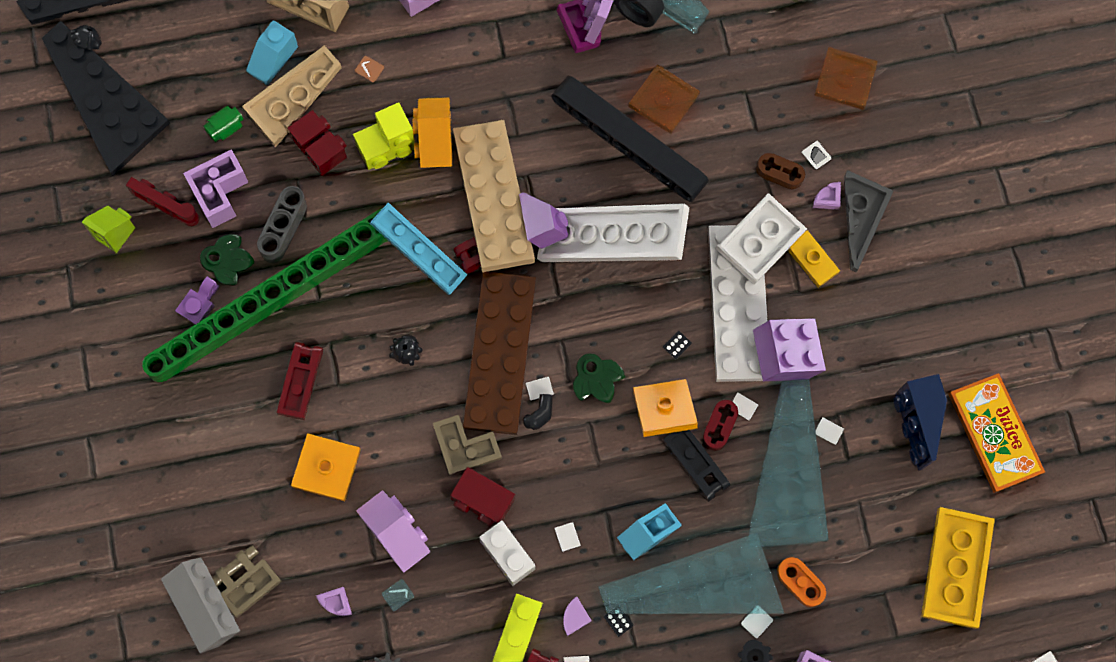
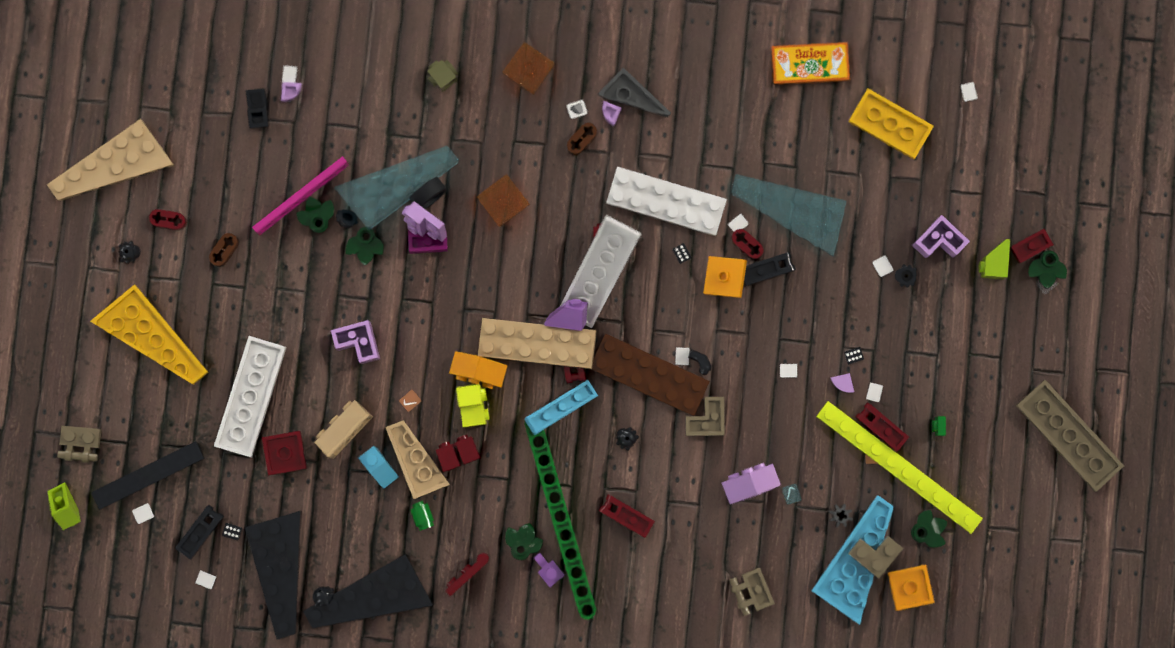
camera: 65 degrees left, 10 degrees up
(109, 227) = (475, 614): lime slope -> none
(200, 604) = (760, 624): light grey brick -> none
(211, 183) = (466, 537): lavender brick -> none
(283, 236) = (502, 491): dark grey beam -> none
(325, 467) = (691, 516): light orange plate -> none
(335, 602) = (784, 536): lavender tile -> none
(482, 497) = (746, 418): dark red brick -> none
(507, 553) = (789, 413): white brick -> none
(598, 382) = (691, 315): dark green plate -> none
(630, 138) = (524, 235): black beam -> none
(649, 531) = (804, 315): medium azure slope -> none
(713, 581) = (849, 285): clear light blue wing -> none
(761, 238) = (629, 170): white tile -> none
(789, 349) = (714, 180): medium lavender brick -> none
(803, 579) = (867, 228): orange plate -> none
(813, 259) = (652, 140): yellow plate -> none
(829, 431) = (773, 173): white sticker -> none
(923, 412) = (788, 109): dark blue slope -> none

